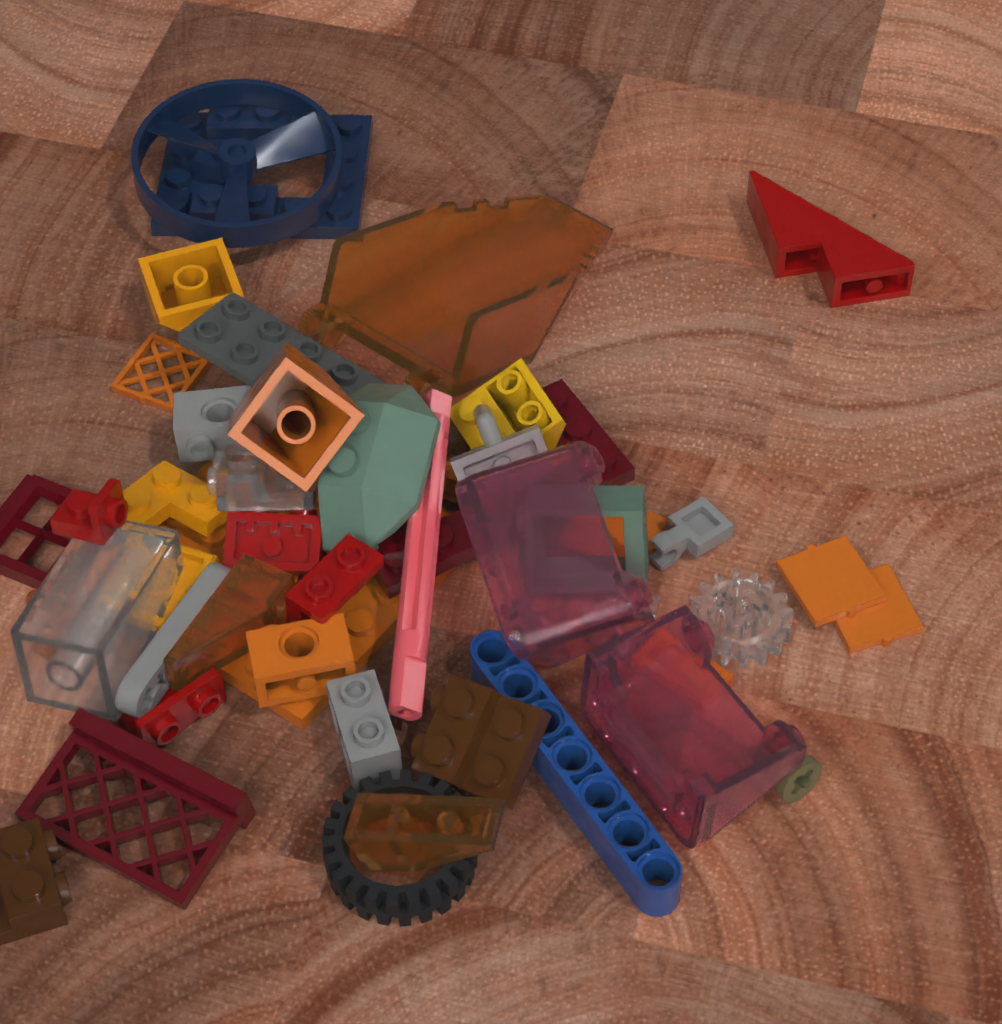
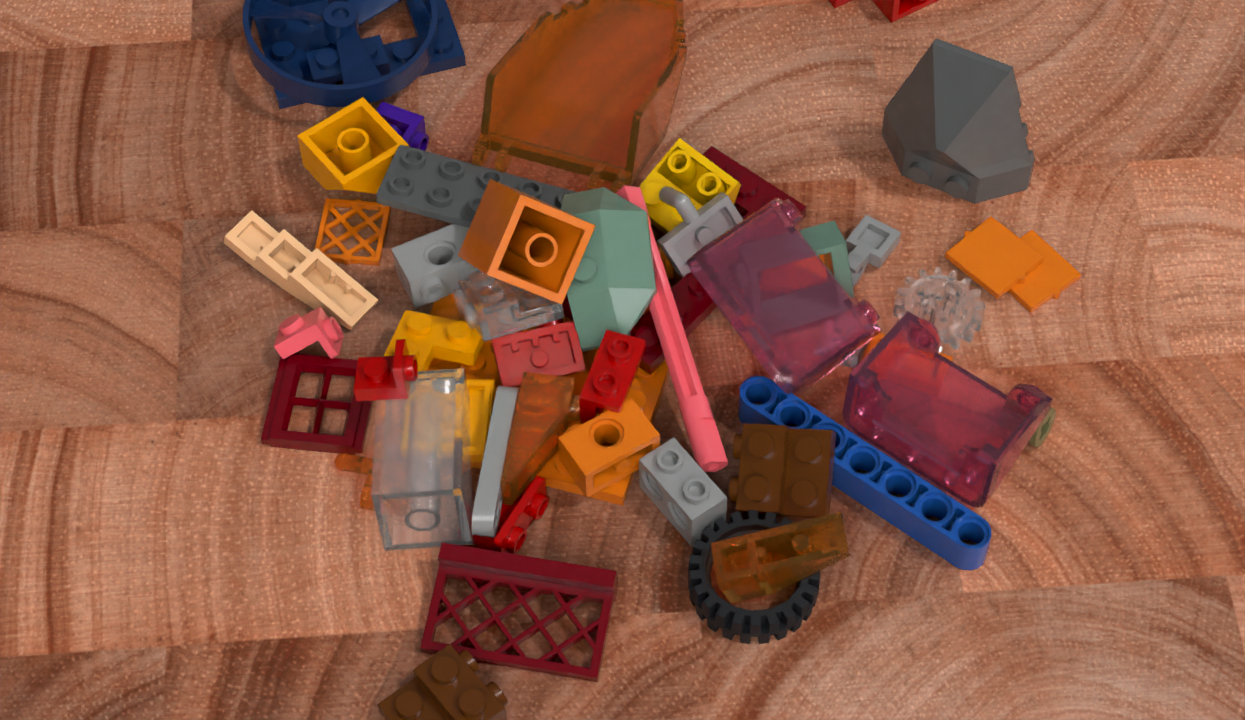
camera: 20 degrees left, 5 degrees up
(71, 454) = (303, 331): none -> coral bracket
(88, 396) = (299, 271): none -> light nougat slope
(258, 281) = (406, 124): none -> dark purple bracket
(839, 427) = (960, 126): none -> dark grey wedge

